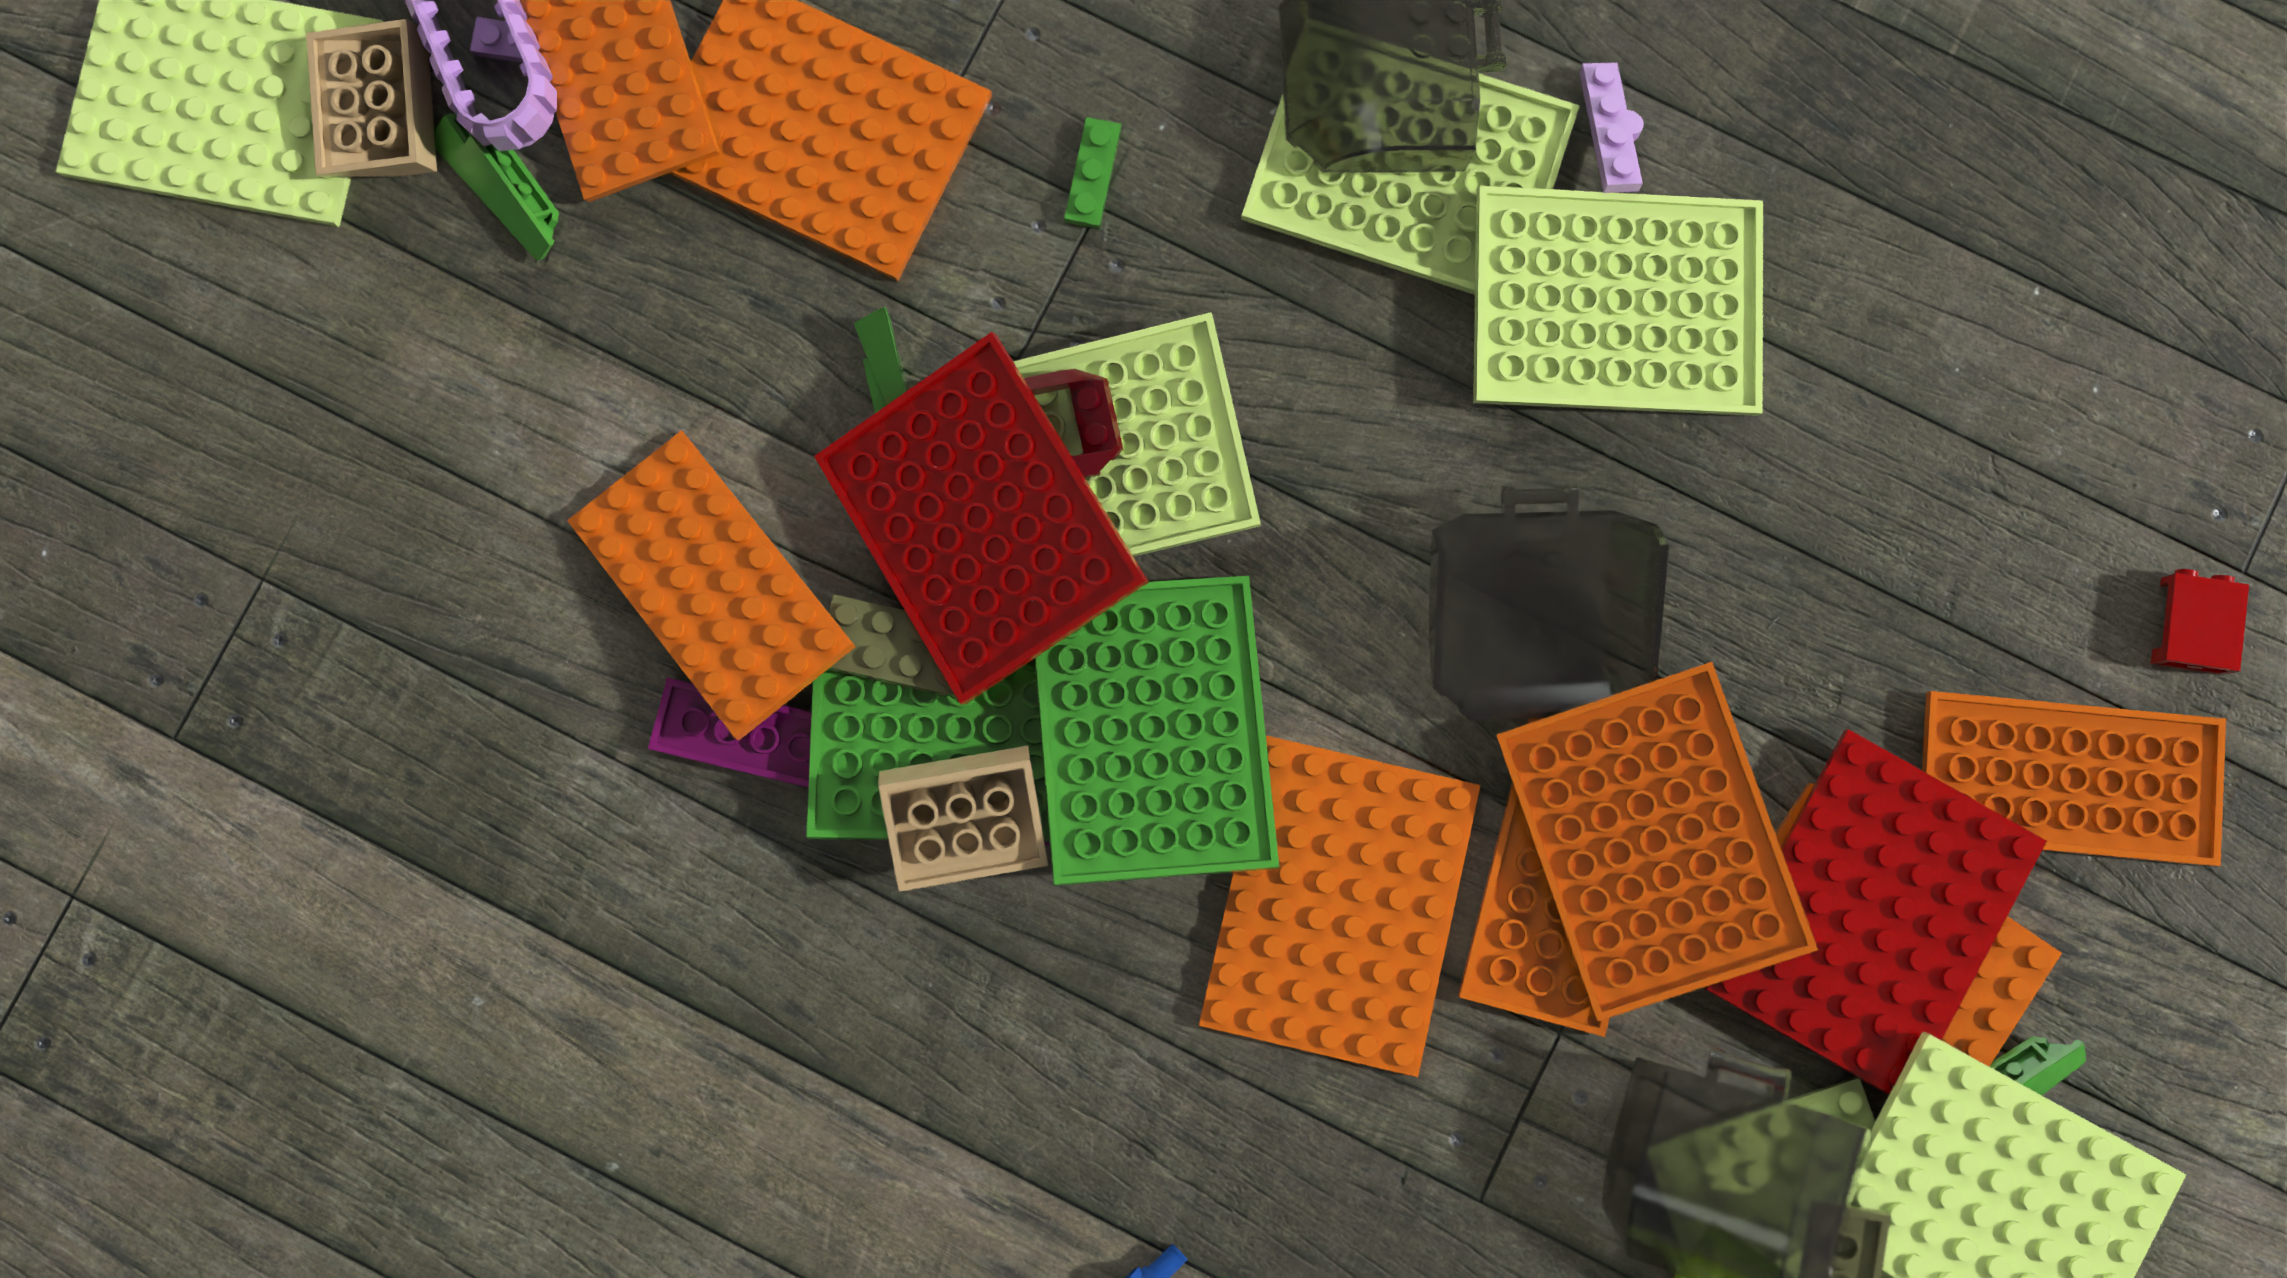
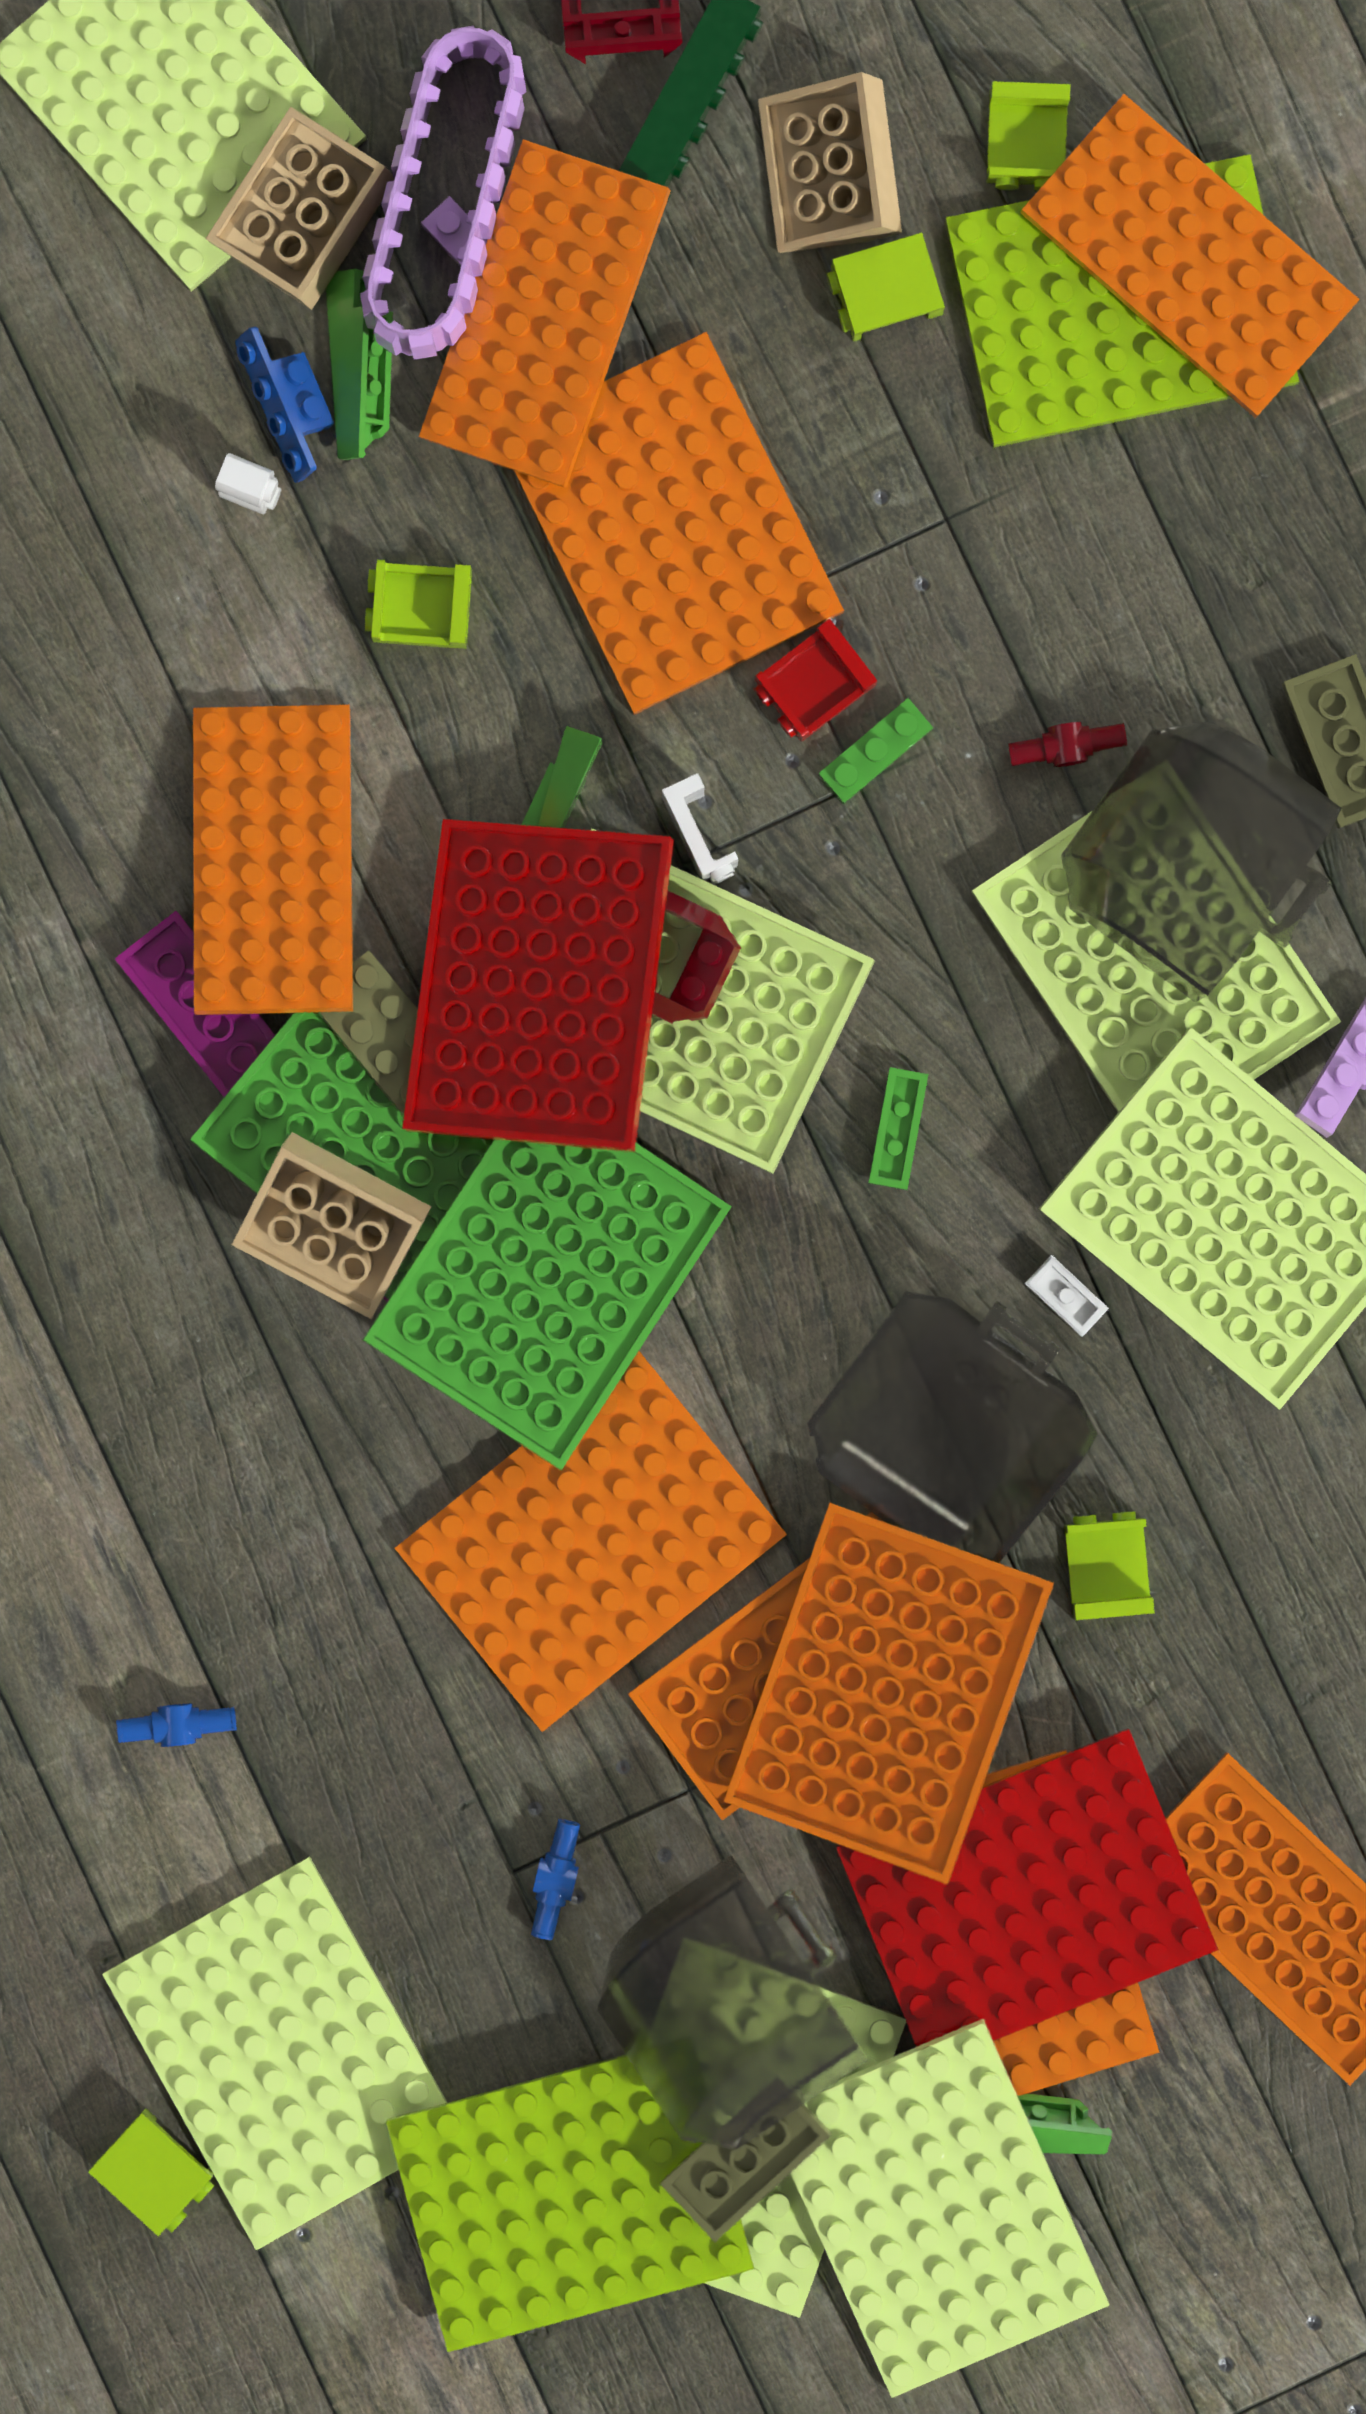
camera: 30 degrees right, 5 degrees up
(468, 247) = (288, 400): none -> blue bracket
(481, 325) = (247, 484): none -> white brick
(678, 320) = (419, 604): none -> lime panel
(1010, 155) = (814, 682): none -> red panel
(1012, 332) = (676, 800): none -> white panel
(1227, 62) = (1067, 744): none -> dark red pin
(1324, 426) = (898, 1128): none -> bright green plate
(1516, 1181) = (555, 1879): none -> blue pin
(1542, 452) = (1066, 1296): none -> white plate
(1731, 625) = (1108, 1566): none -> lime panel

